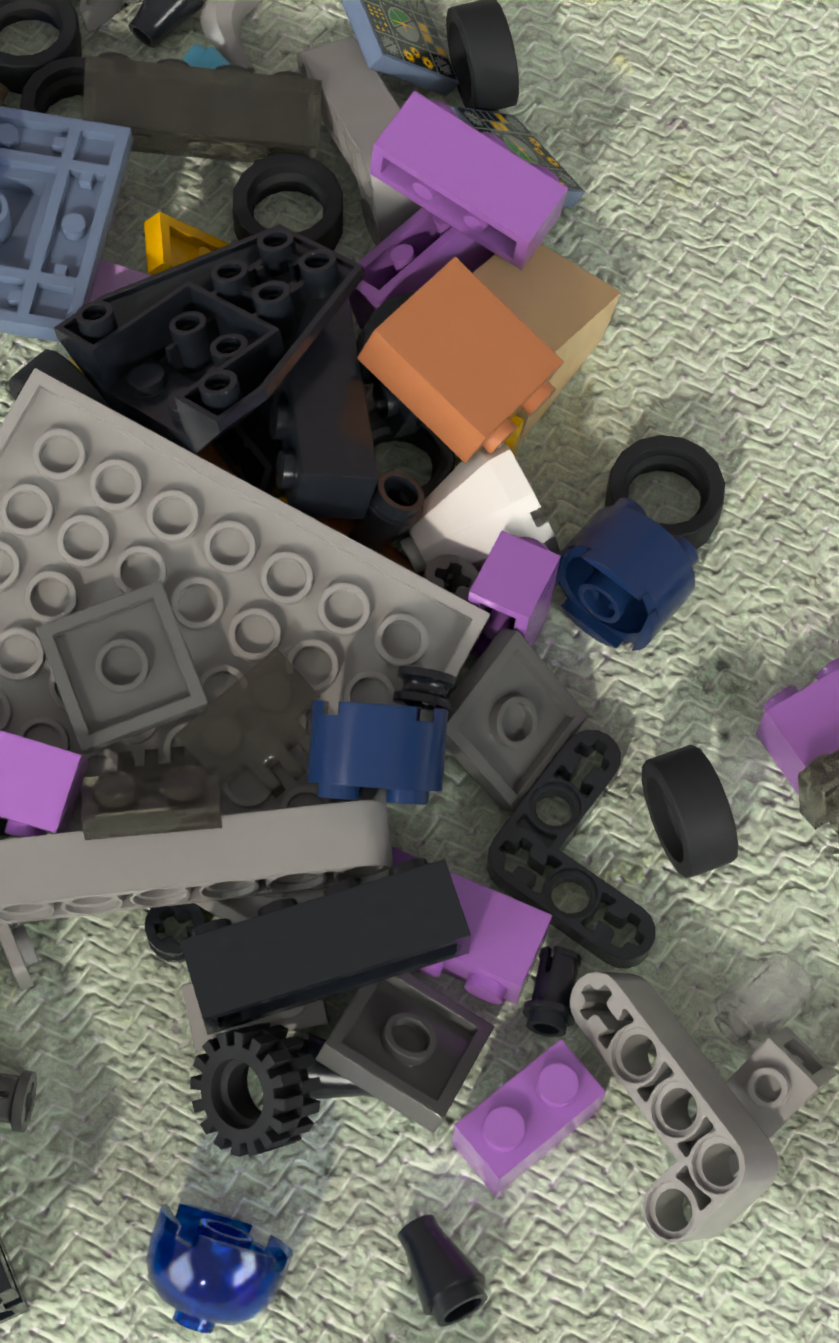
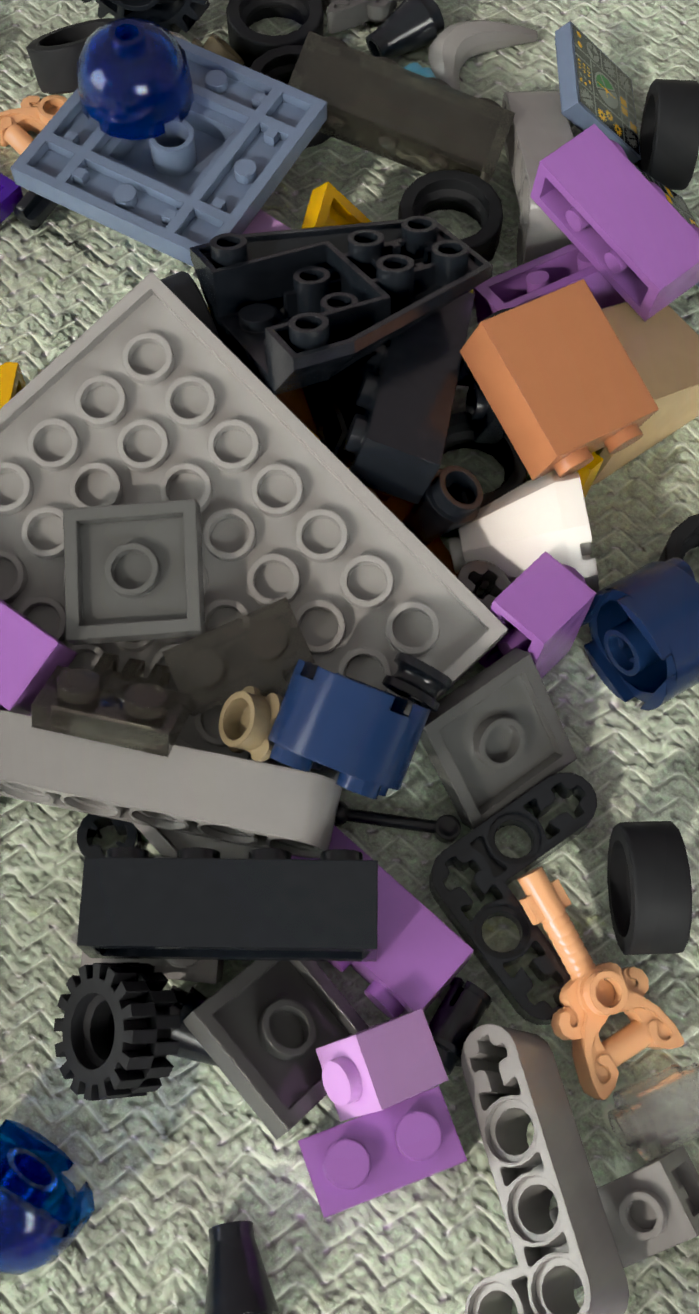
camera: 20 degrees right, 0 degrees up
(283, 773) = (248, 722): none -> dark tan plate
(487, 820) = (445, 828): none -> black hinge
(503, 1039) = (381, 1065): none -> lavender brick
(671, 921) = (595, 995): none -> light nougat piece

